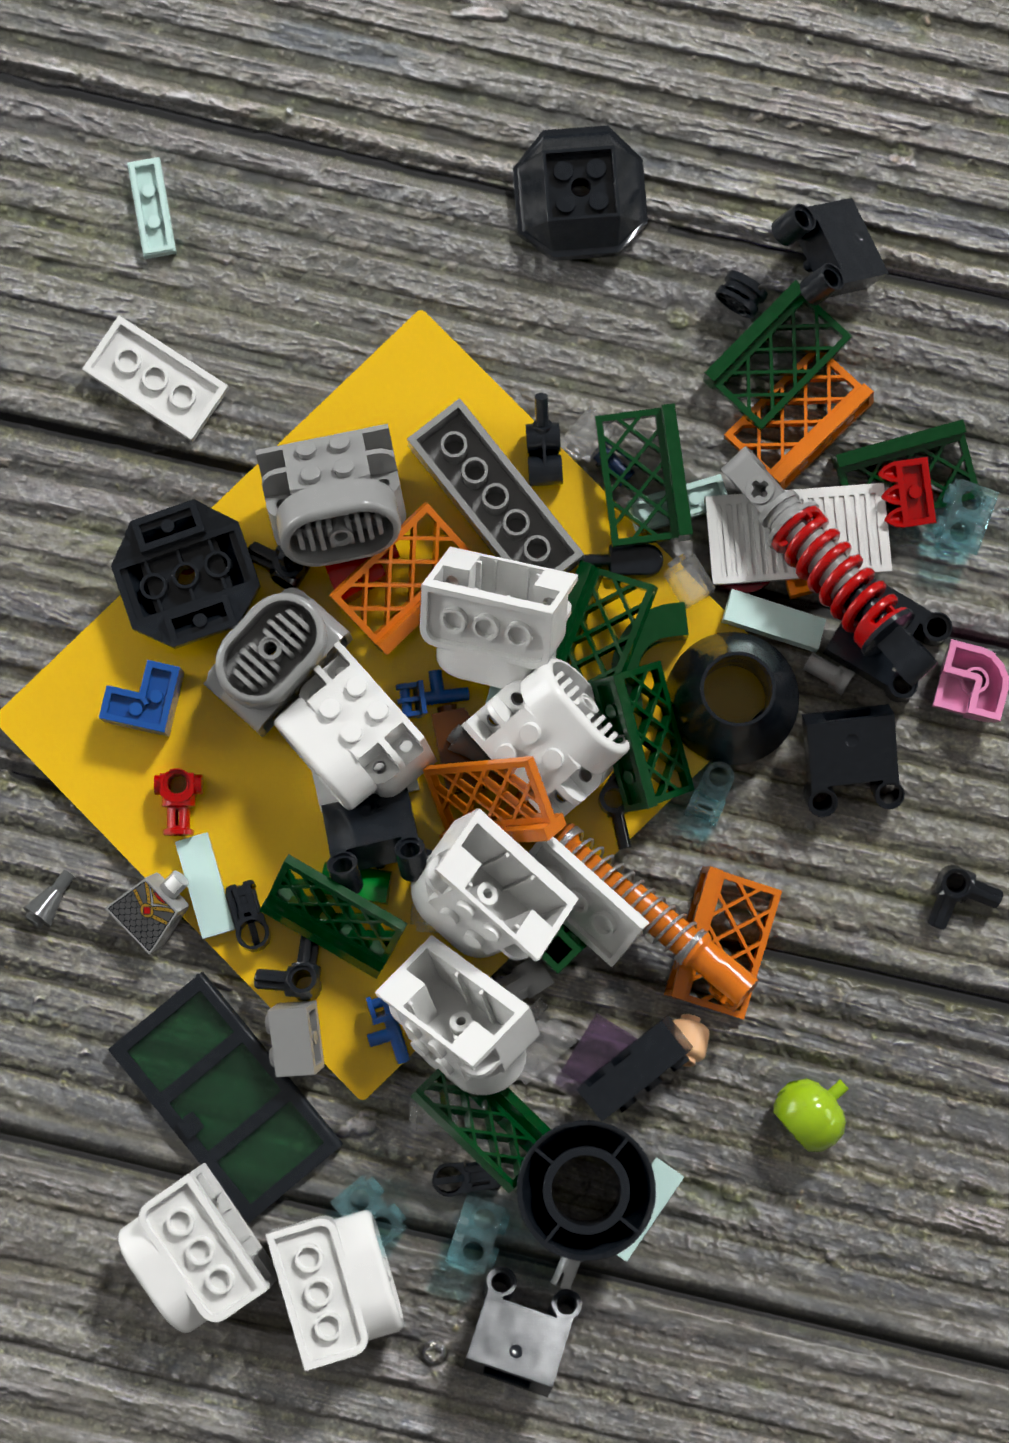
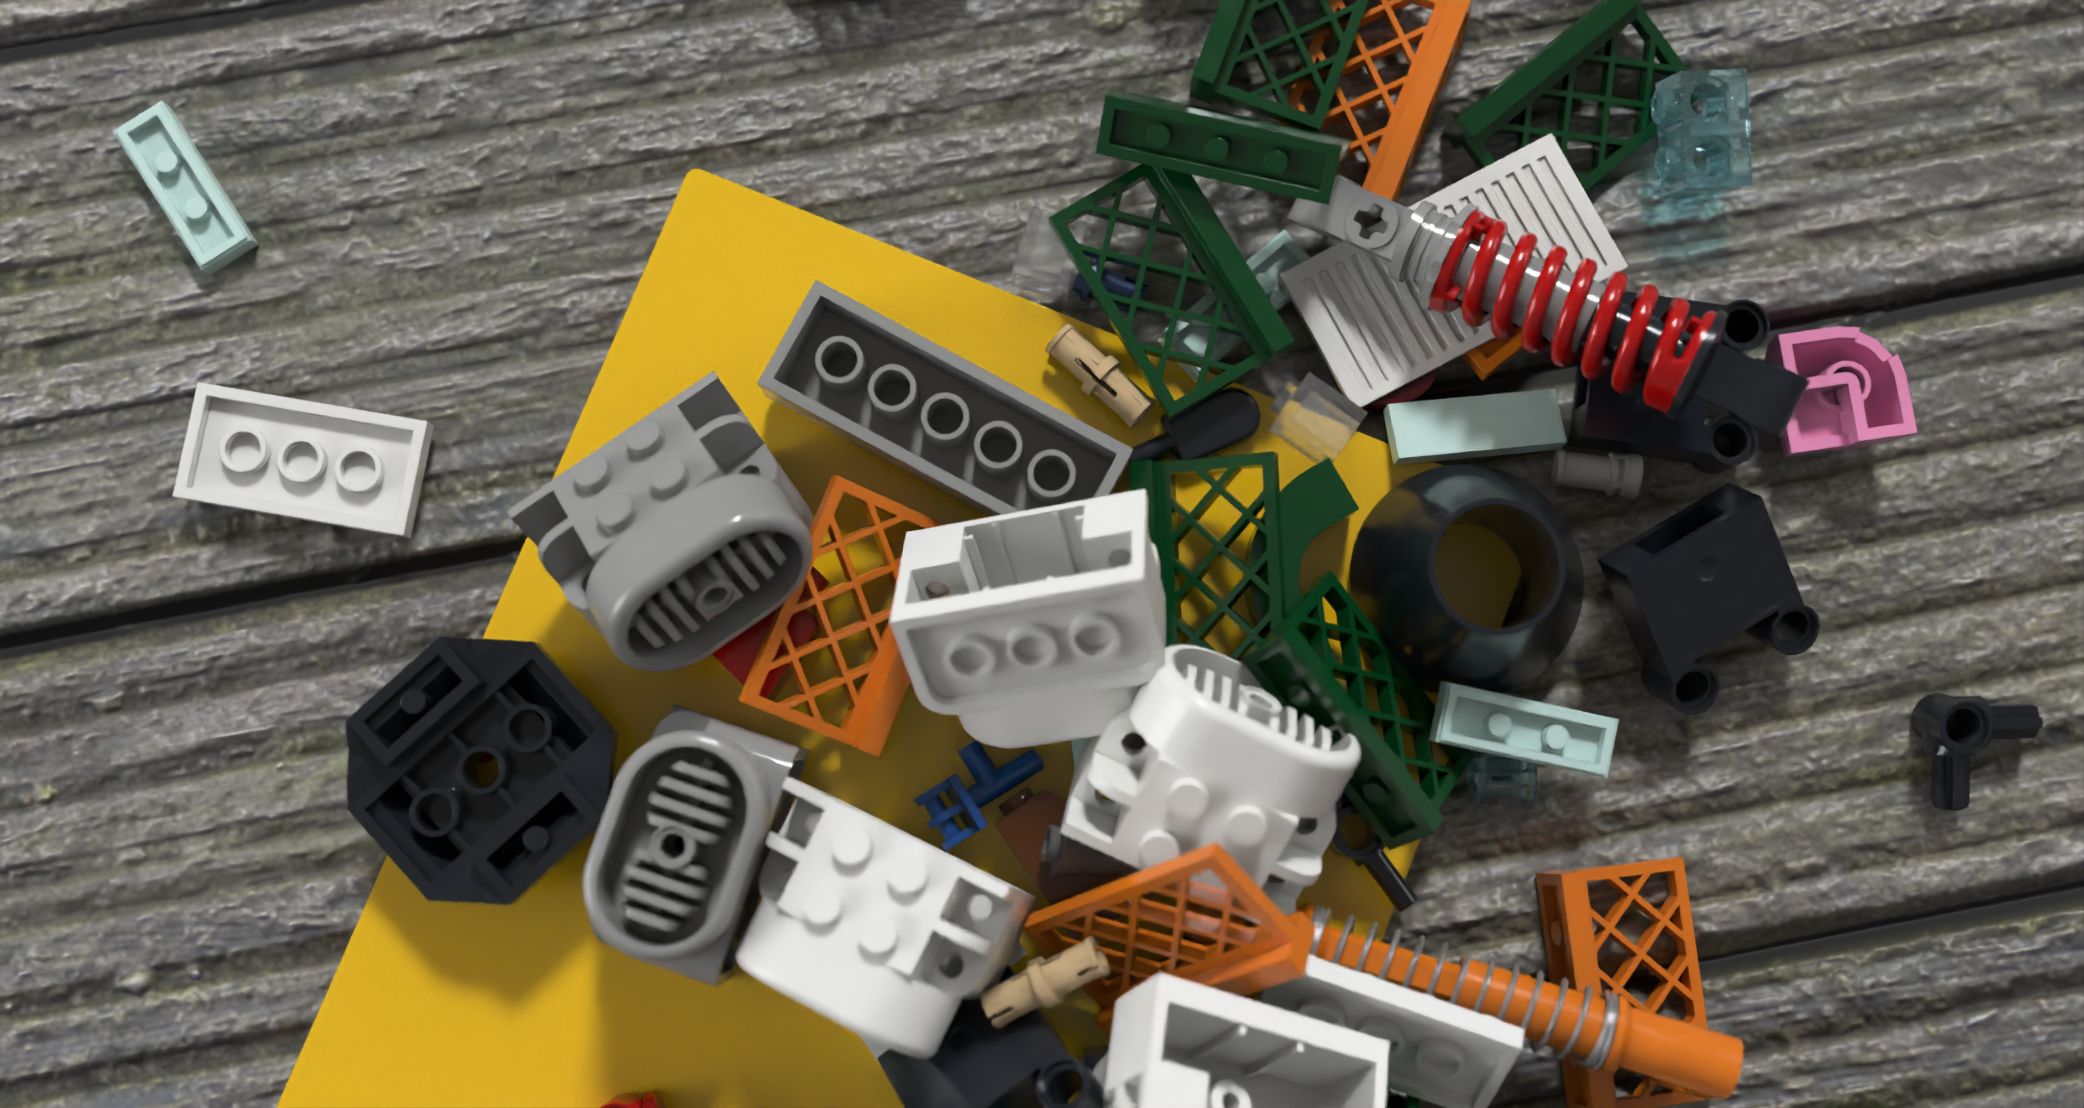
camera: 30 degrees left, 0 degrees up
(152, 707) = (522, 1010): blue panel -> none
(282, 569) = (641, 690): black axle -> none
(422, 798) = (1044, 982): none -> tan pin
(543, 446) = (984, 302): black beam -> none
(587, 509) = (1100, 375): none -> tan pin
(702, 416) = (1221, 146): none -> dark green fence
(723, 784) = (1523, 729): none -> light aqua tile
(911, 493) = (1602, 130): red plate -> none

